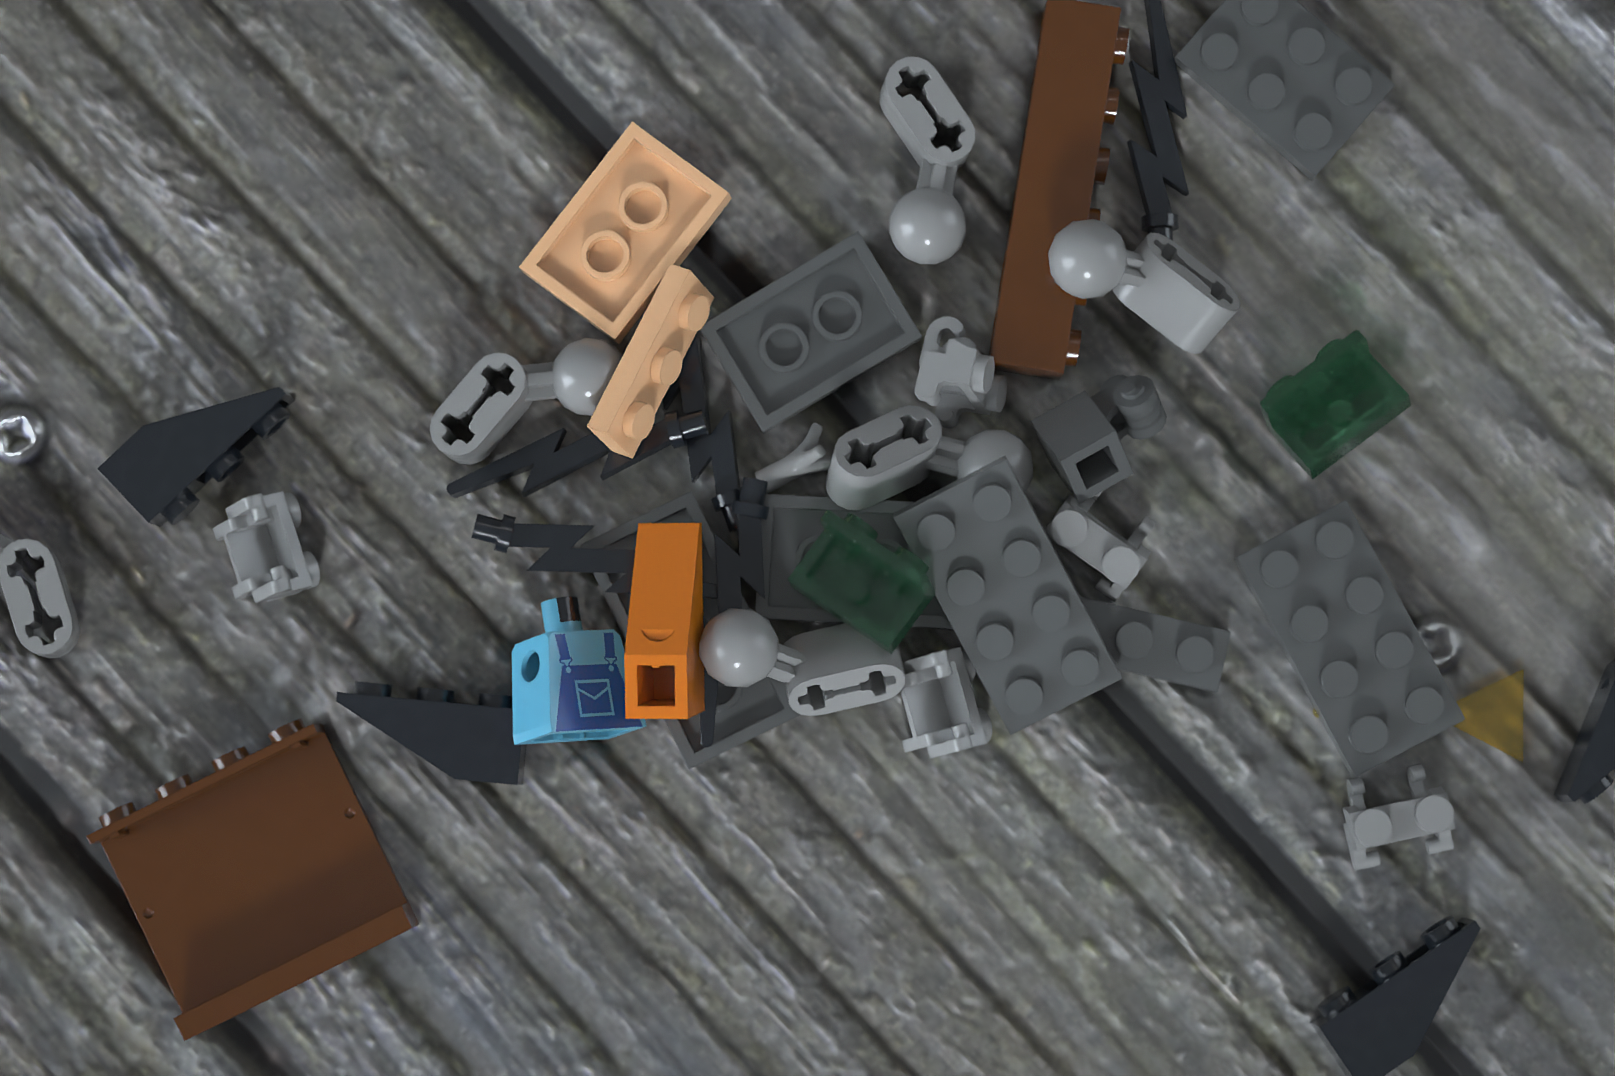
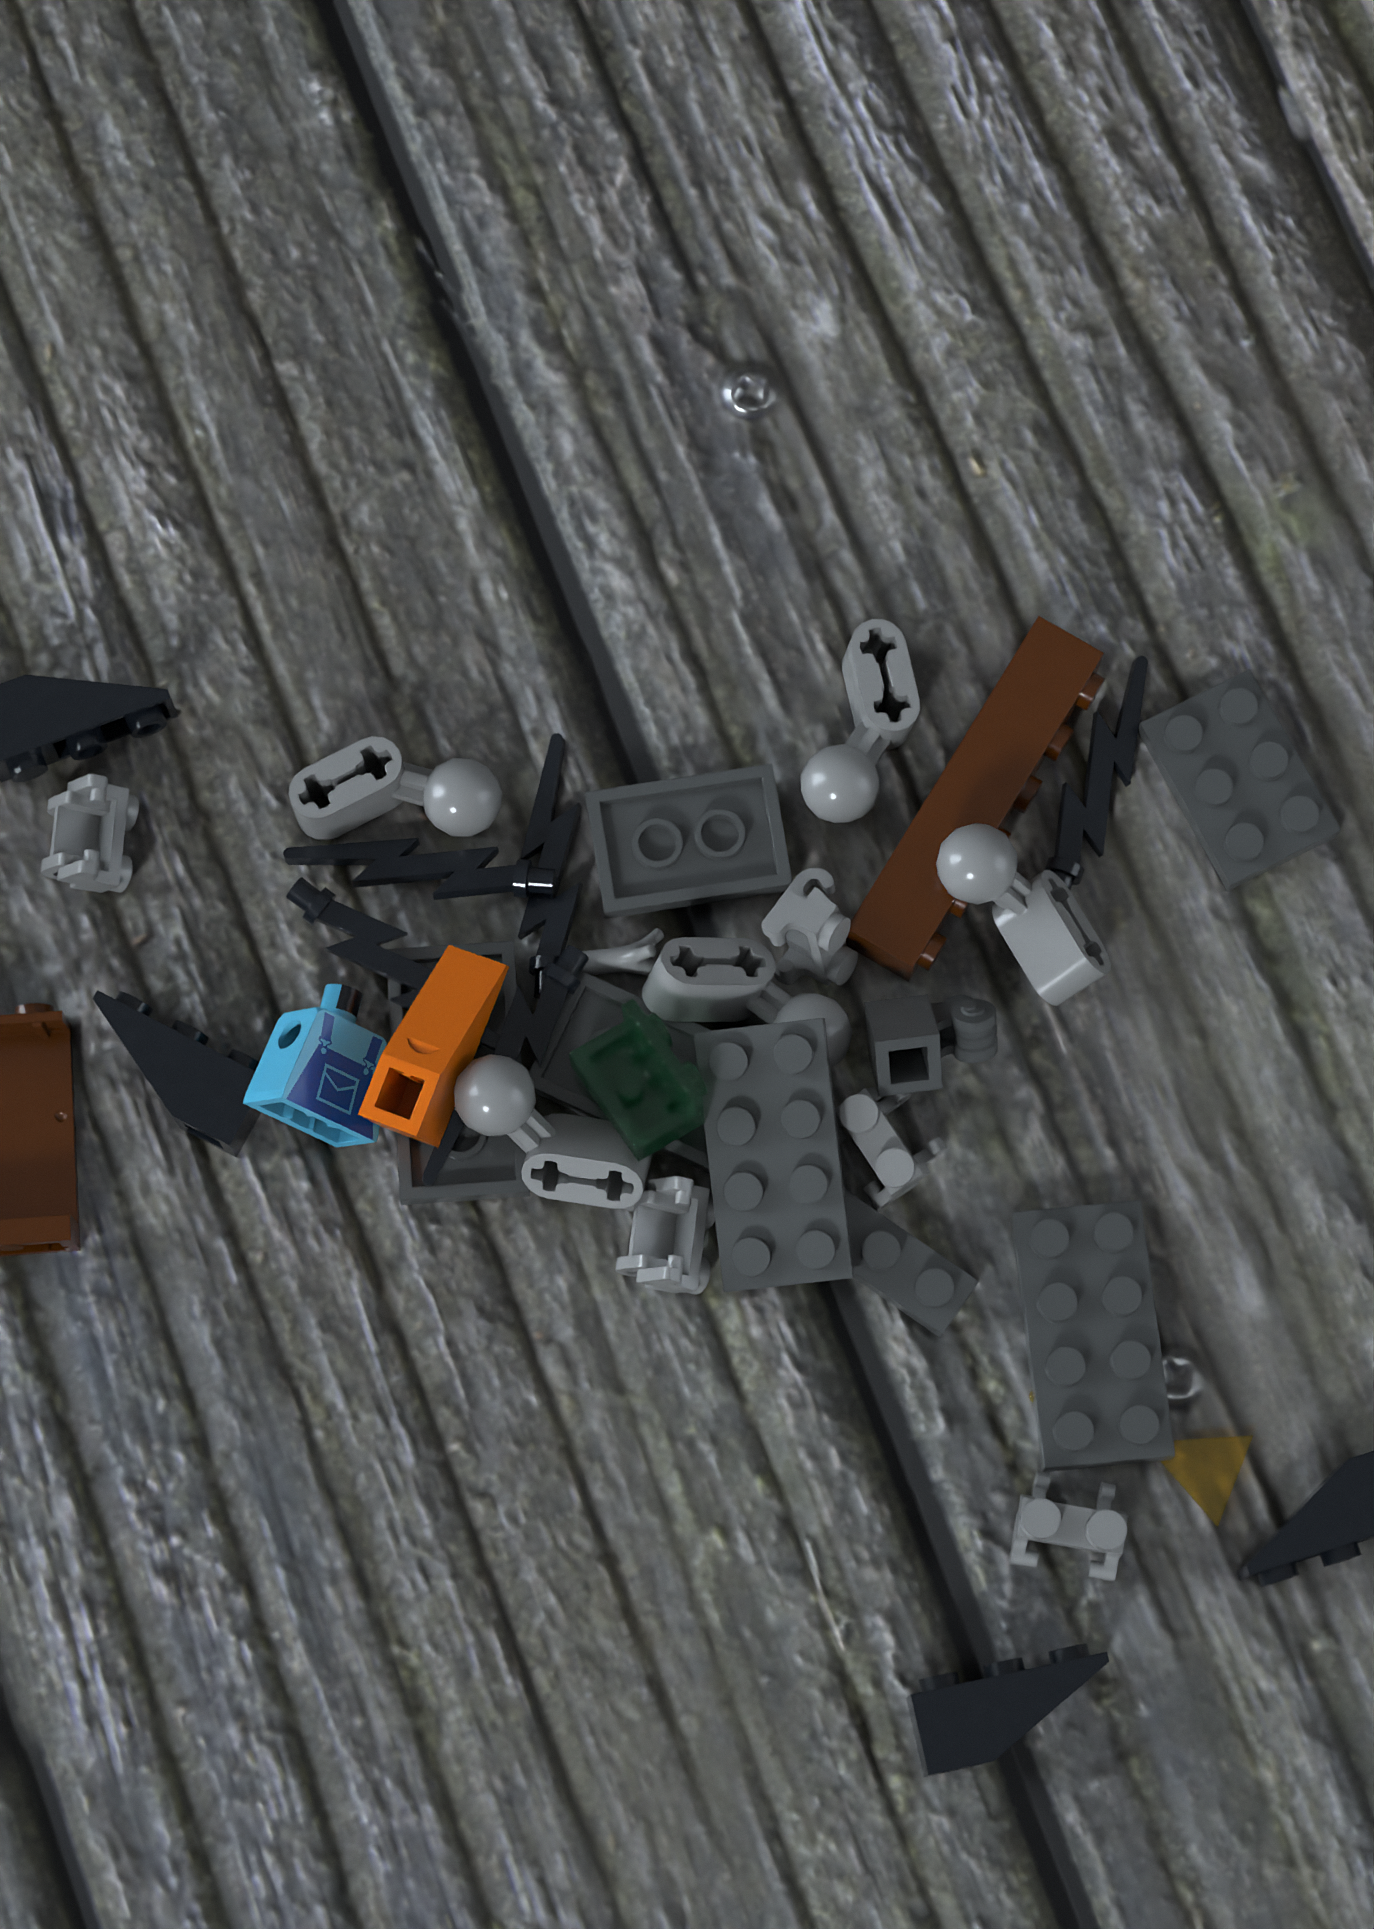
camera: 20 degrees right, 10 degrees down
(624, 231) = (552, 680): light nougat plate -> none
(651, 361) = (525, 804): light nougat plate -> none
(1332, 404) = (1162, 1102): clear green bracket -> none

